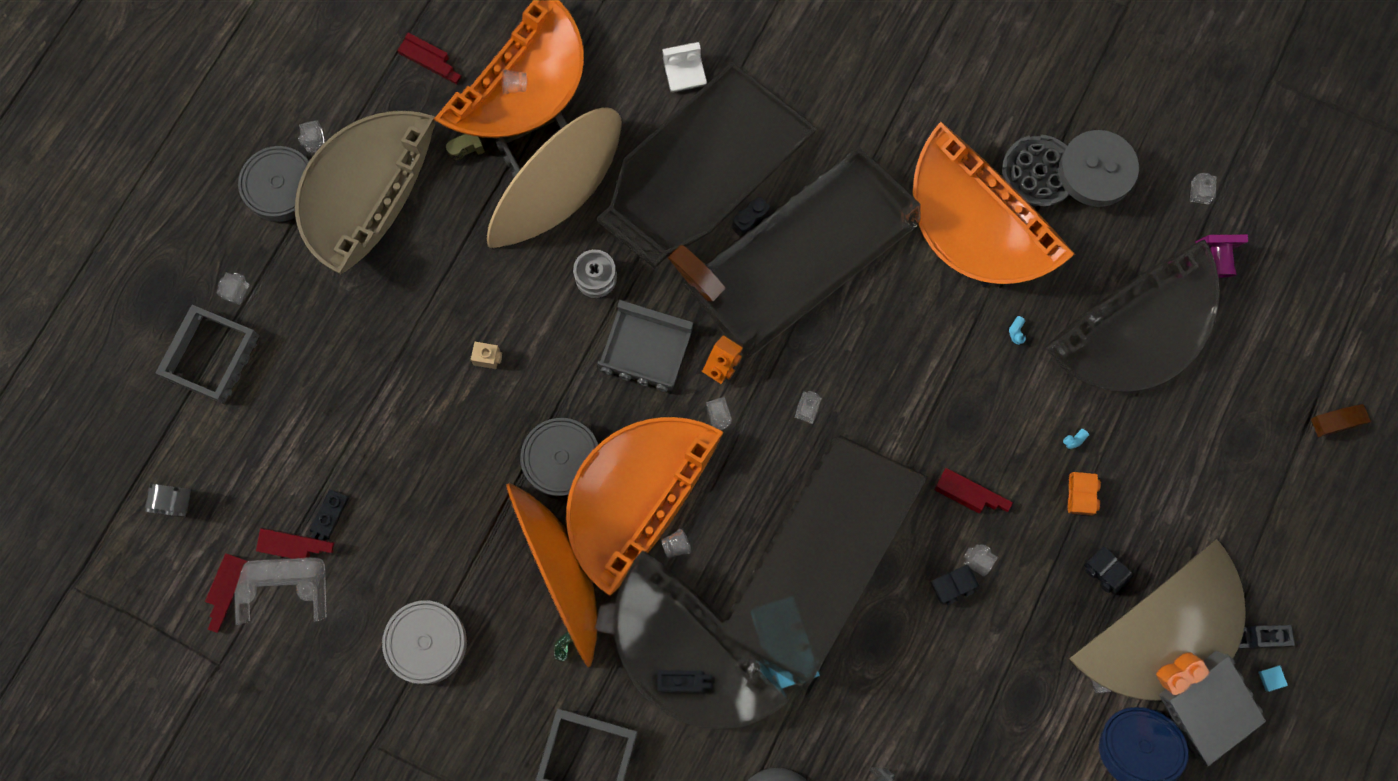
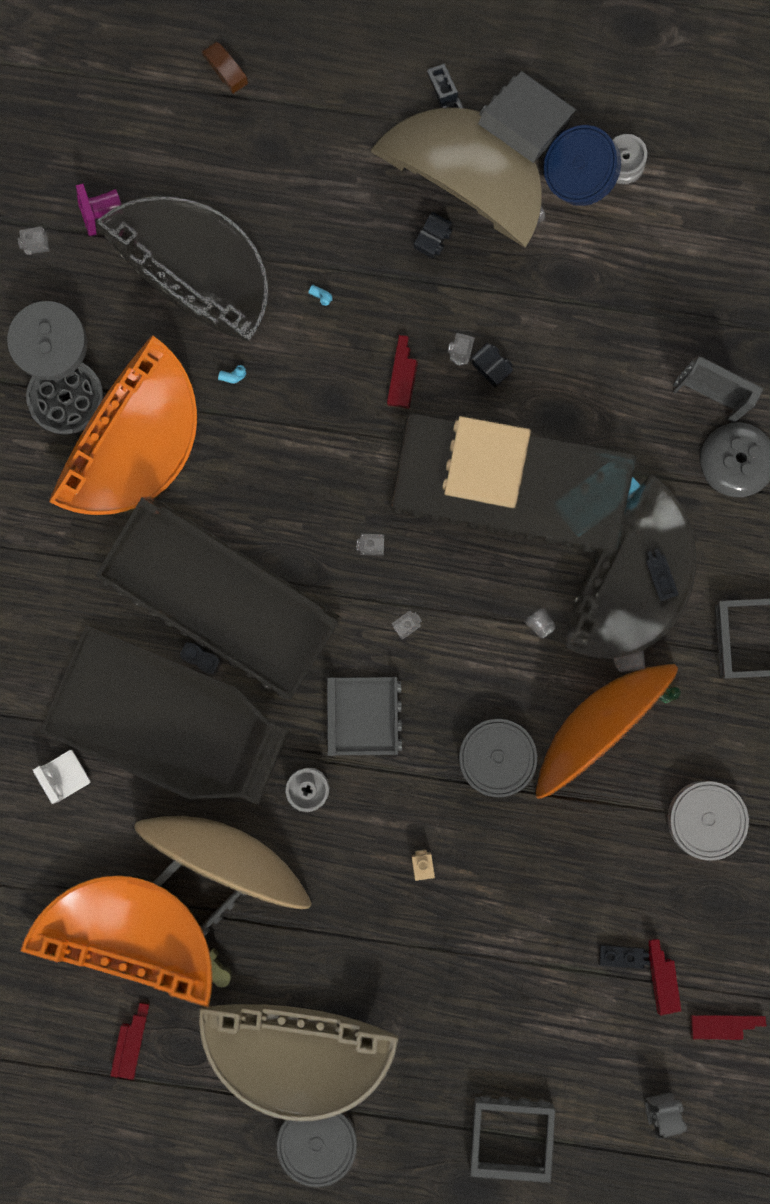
camera: 110 degrees left, 10 degrees up
(232, 287) = (438, 1143): clear brick -> none
(305, 573) = (695, 976): clear windscreen -> none
(311, 136) = (255, 1129): clear brick -> none
(513, 81) = (133, 943): clear piece -> none
(633, 491) = (511, 680): orange brick -> none
(696, 273) = (280, 689): reddish brown slope -> none
(723, 359) = (355, 636): orange brick -> none
(852, 532) = (486, 462): none -> tan panel
(1083, 493) = (370, 275): orange brick -> none
(1182, 673) = (511, 145): orange brick -> none
(1273, 678) = (479, 75): medium azure tile -> none

